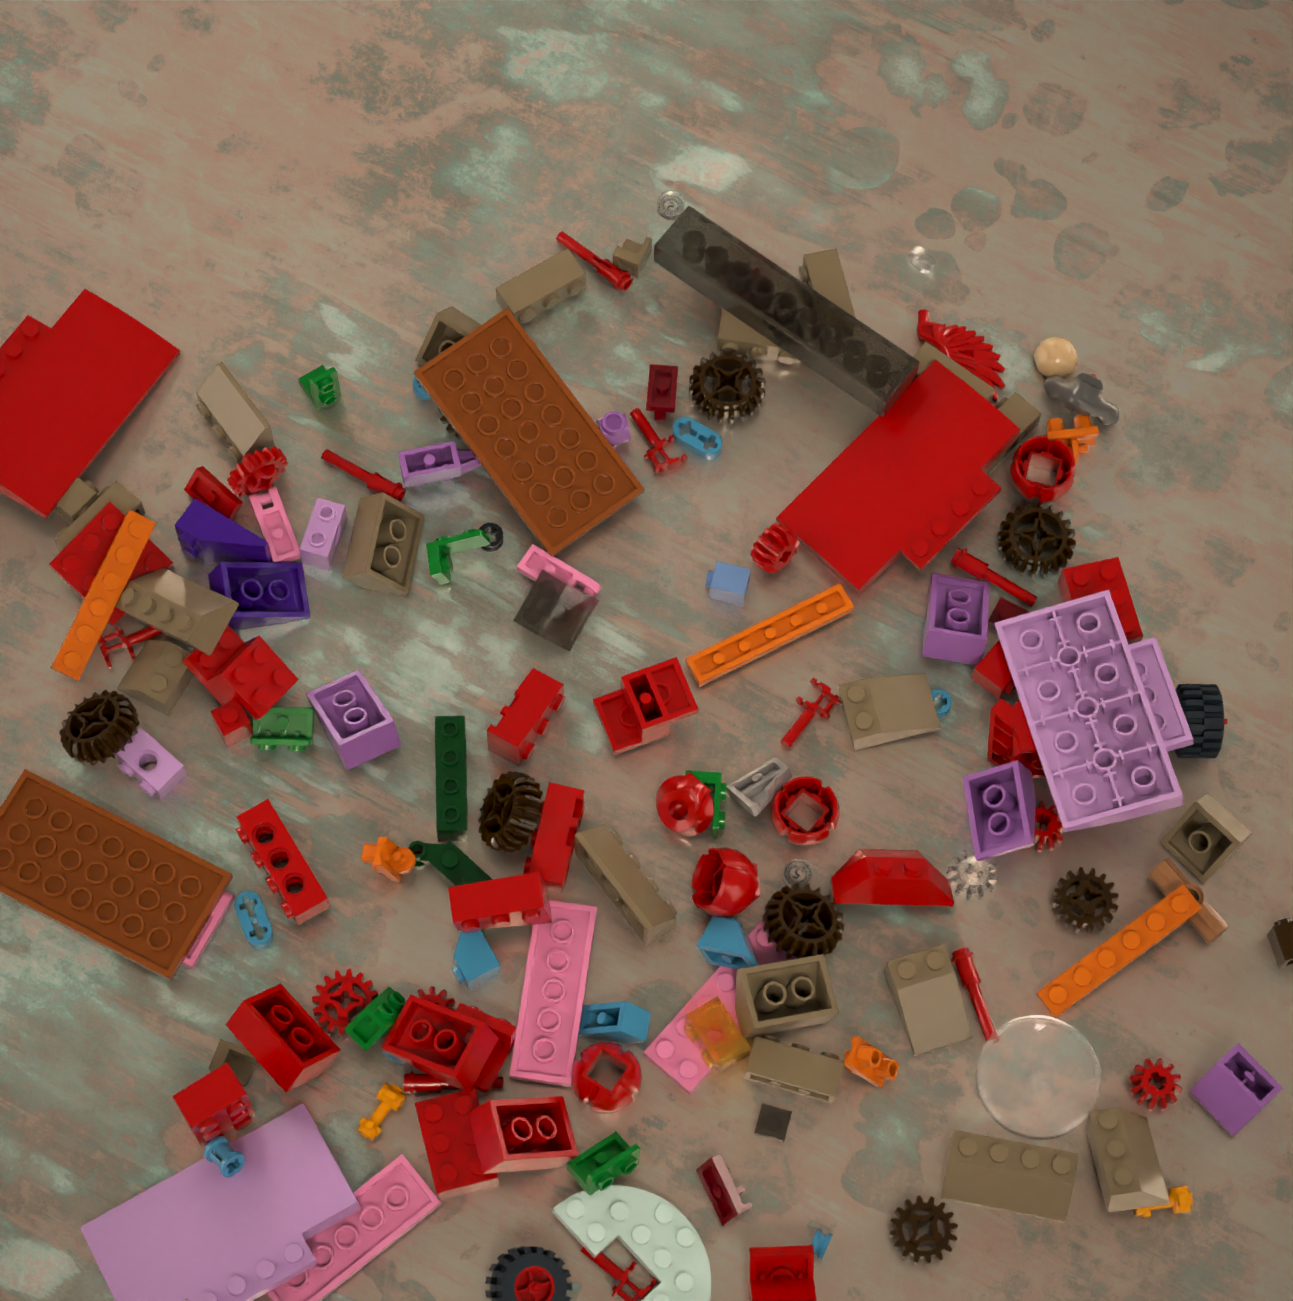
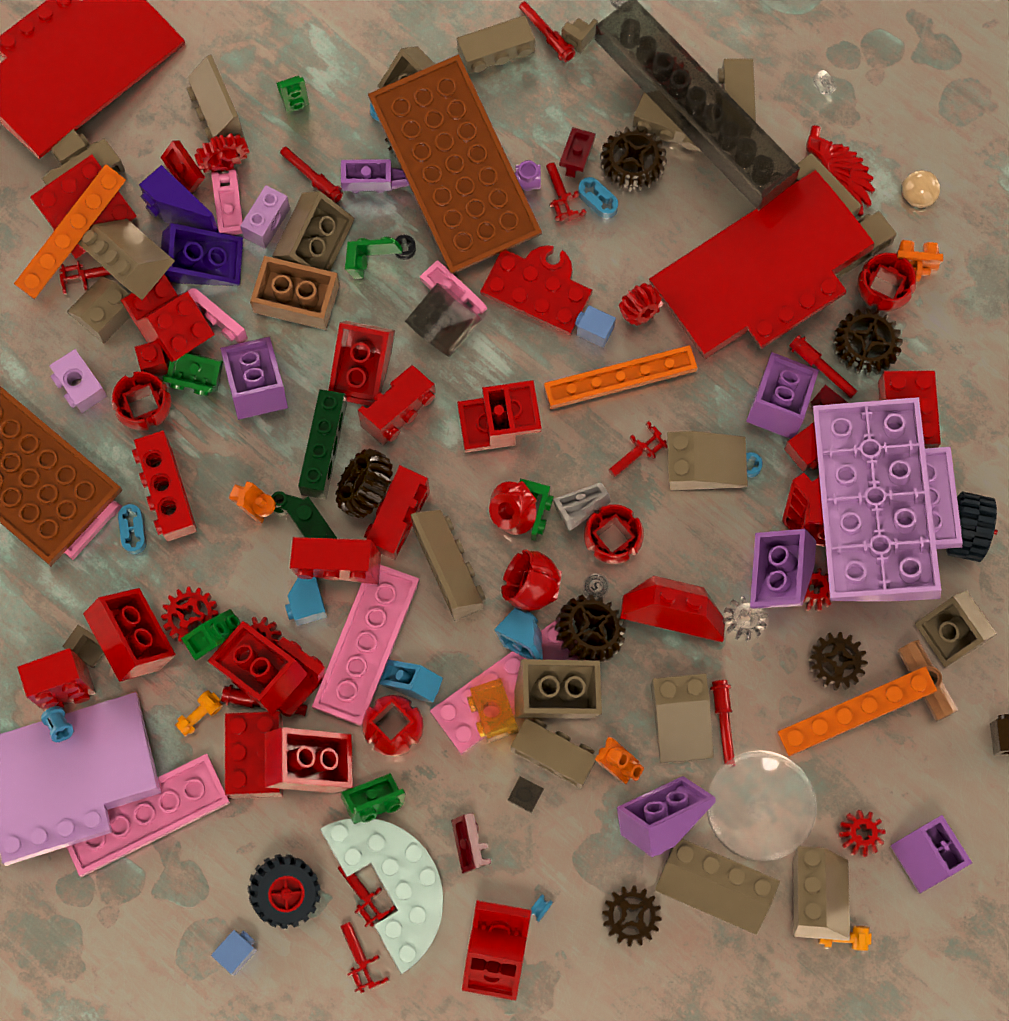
camera: 15 degrees right, 5 degrees up
(99, 727) = (41, 341): dark brown gear -> none
(222, 758) = (136, 388): none -> red piece
(294, 658) = (215, 315): none -> bright pink plate
(379, 613) = (295, 292): none -> medium nougat brick
(472, 676) = (361, 361): none -> red slope
(653, 553) = (538, 288): none -> red plate
(933, 1110) = (663, 815): none -> medium lavender slope
(1083, 396) = (936, 226): dark grey head -> none

